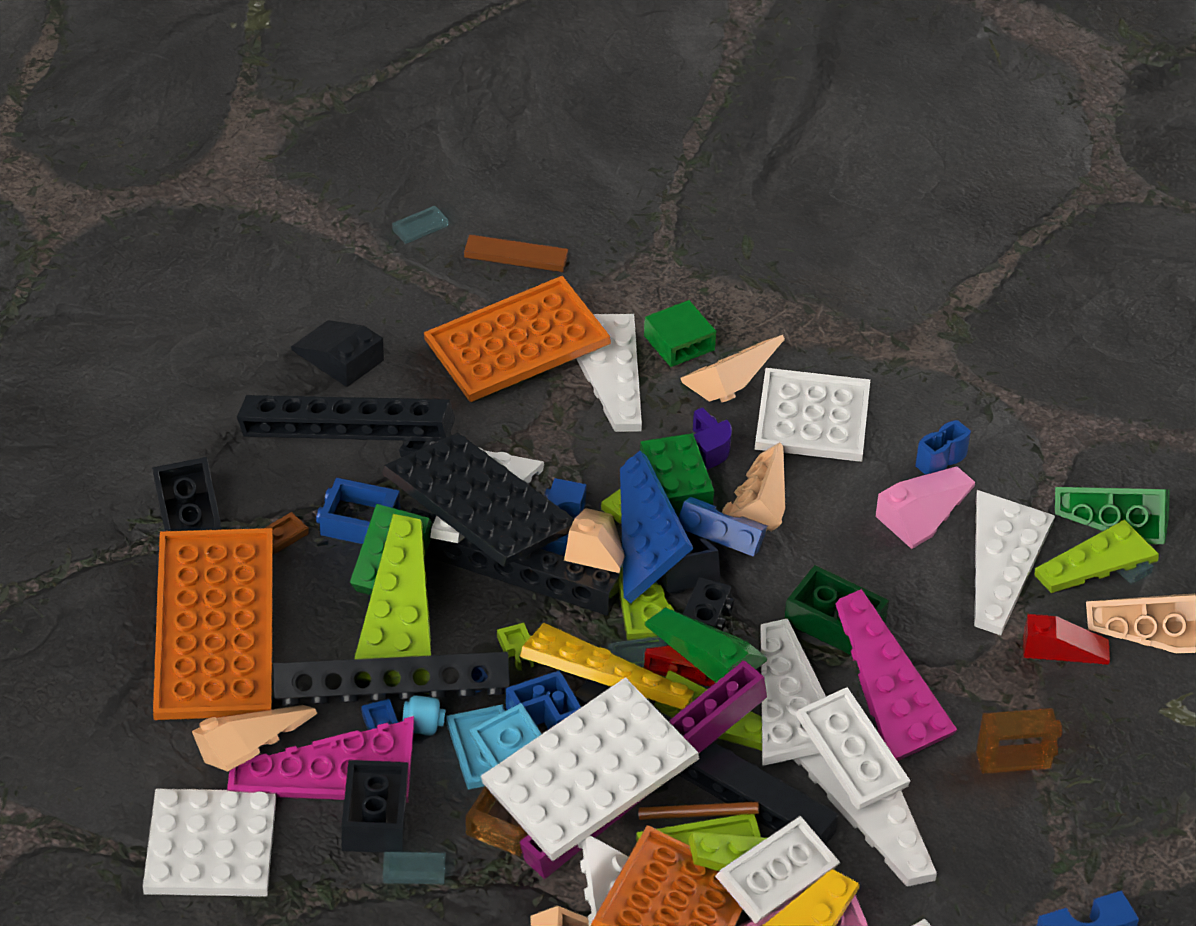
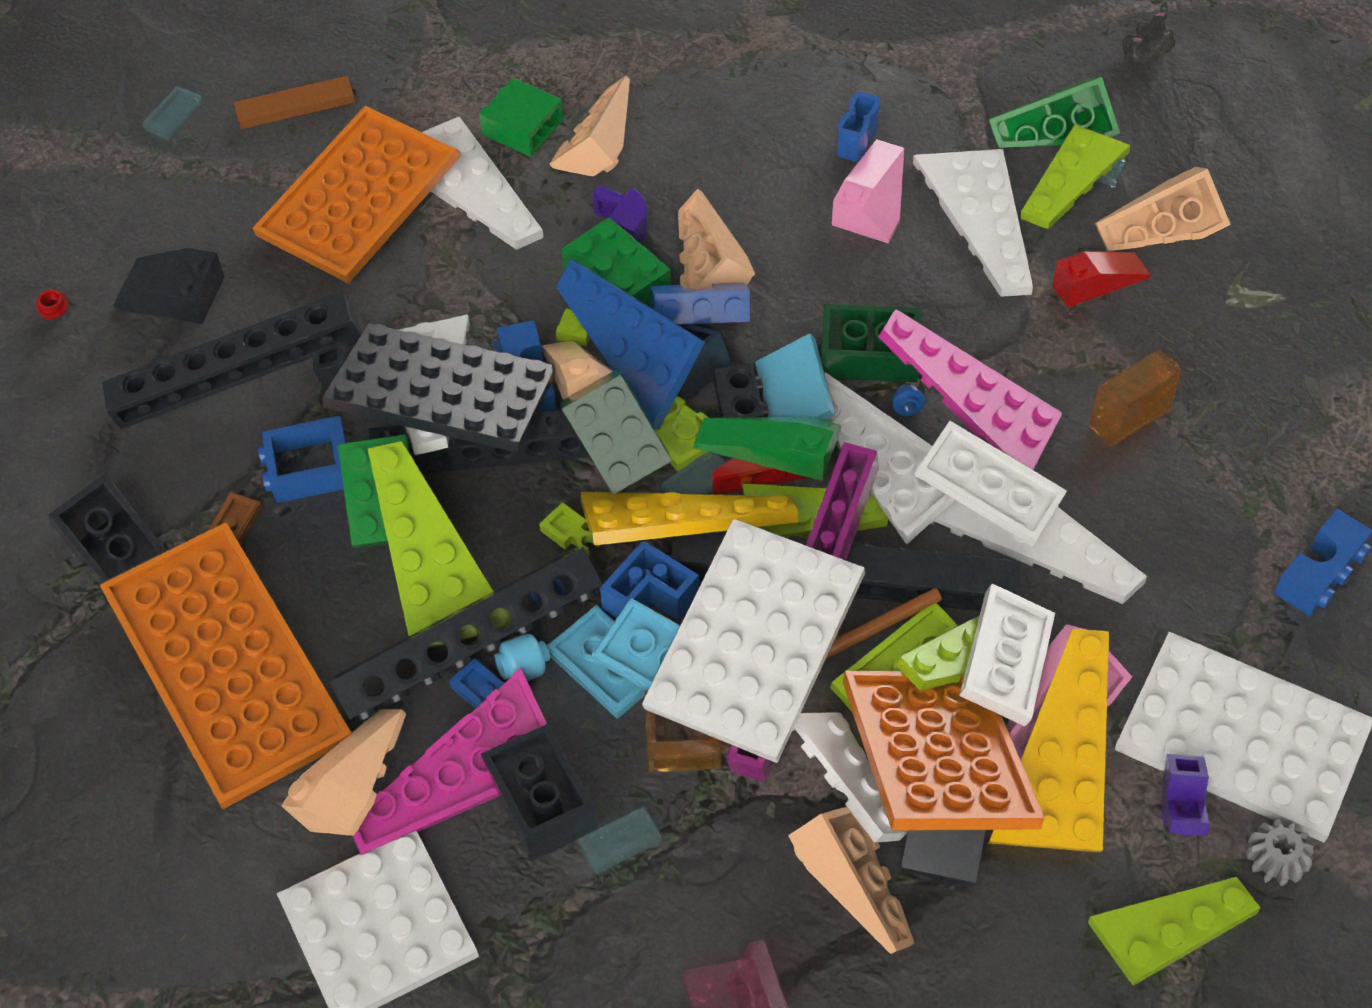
camera: 25 degrees left, 10 degrees up
(246, 327) = (51, 304): none -> red plate
(589, 585) = (616, 431): none -> brick
(758, 613) = (795, 381): none -> medium azure tile
(813, 414) = (706, 145): white plate -> none
(841, 661) = (908, 400): none -> blue plate

